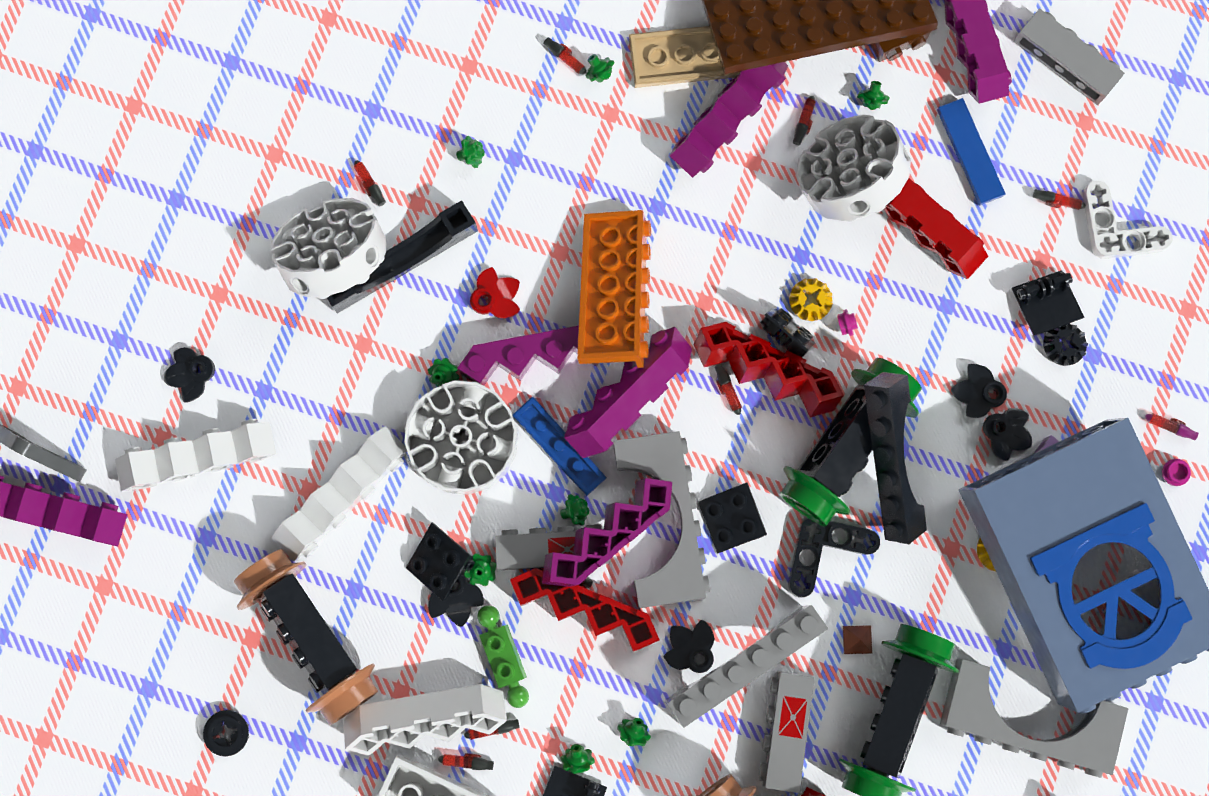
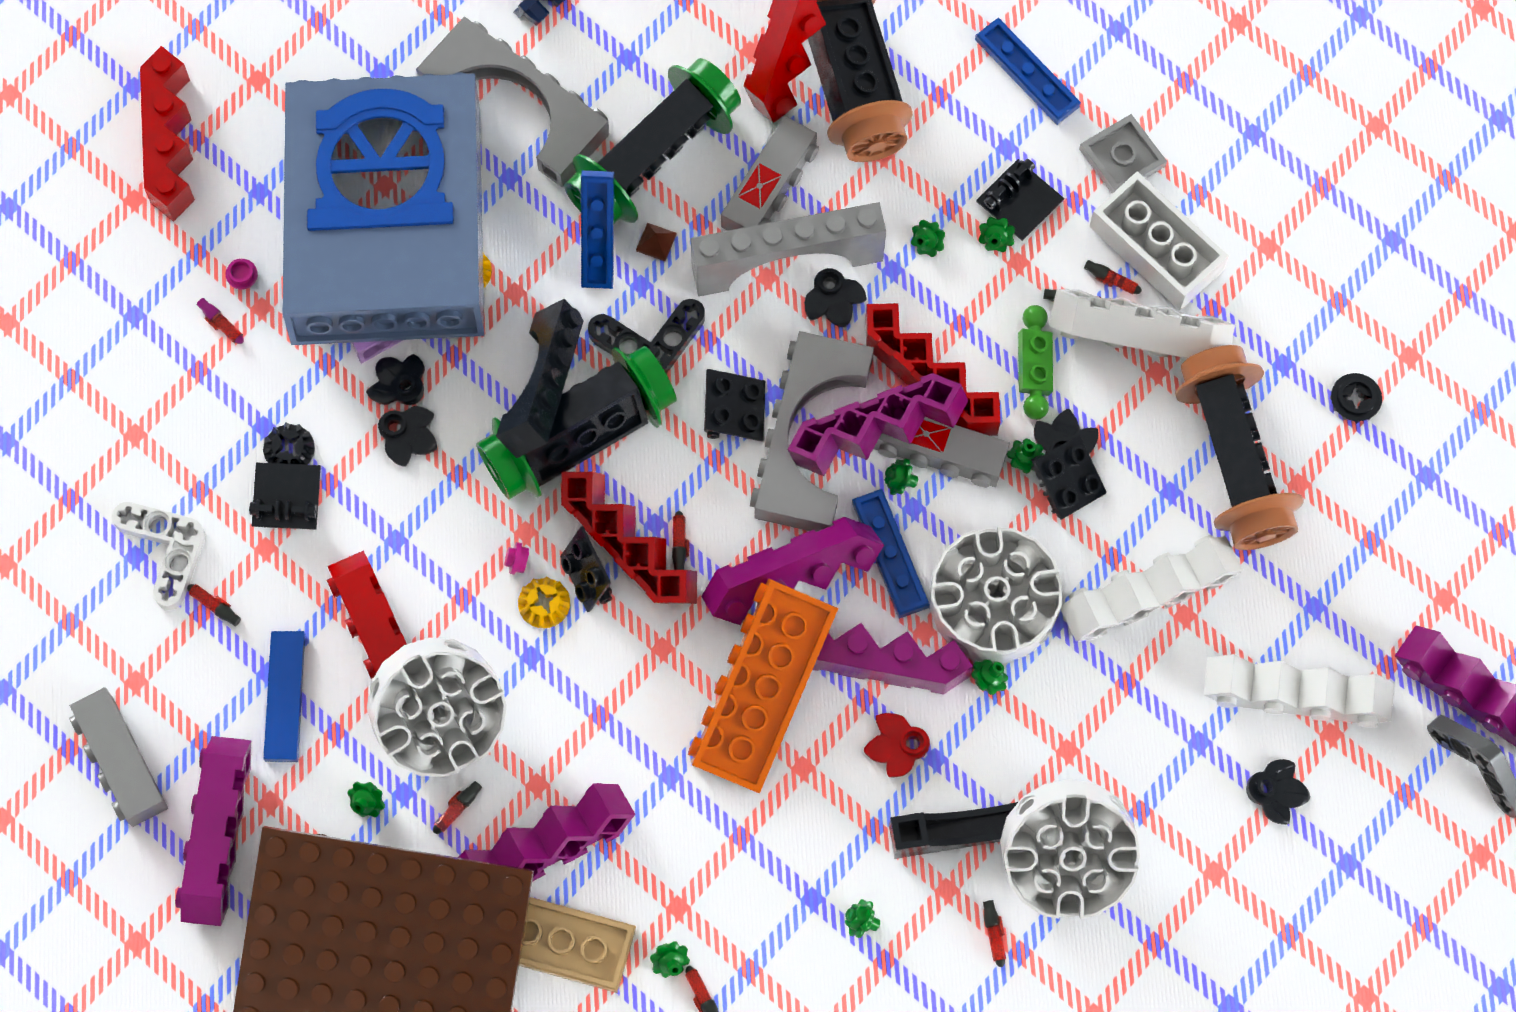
camera: 155 degrees left, 10 degrees down
(910, 613) = (597, 229): none -> blue tile

